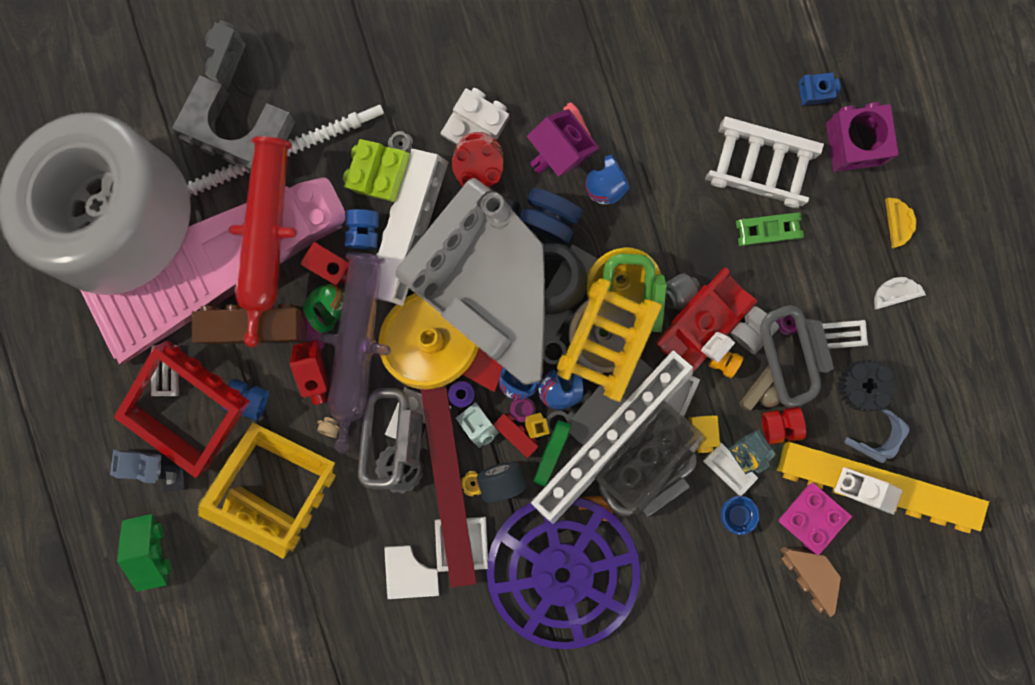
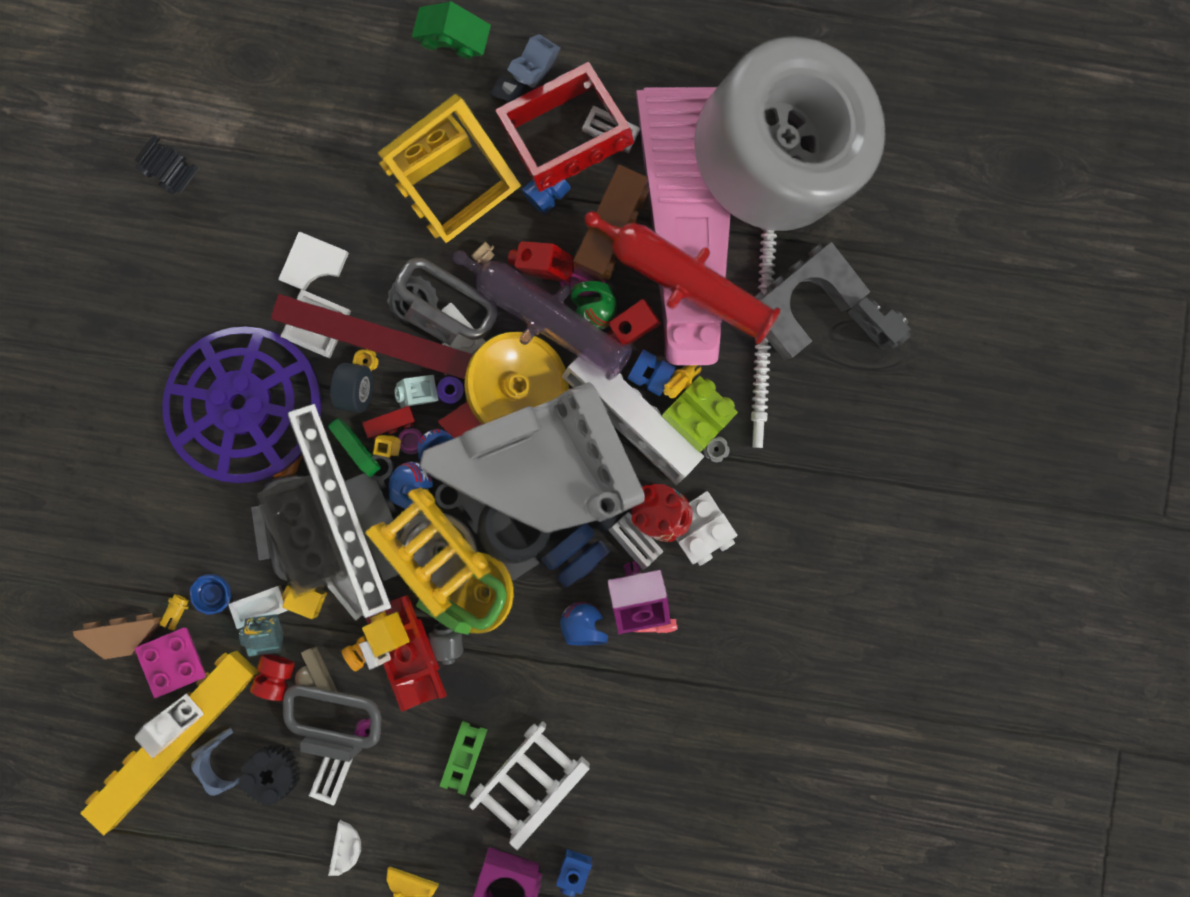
camera: 110 degrees right, 0 degrees up
(355, 200) = (681, 380): none -> yellow axle
(511, 173) = (639, 539): none -> white tile
(697, 344) = (385, 633): none -> yellow brick
(748, 333) = (375, 688): light grey wheel -> none
(770, 540) = (174, 610): none -> yellow pin

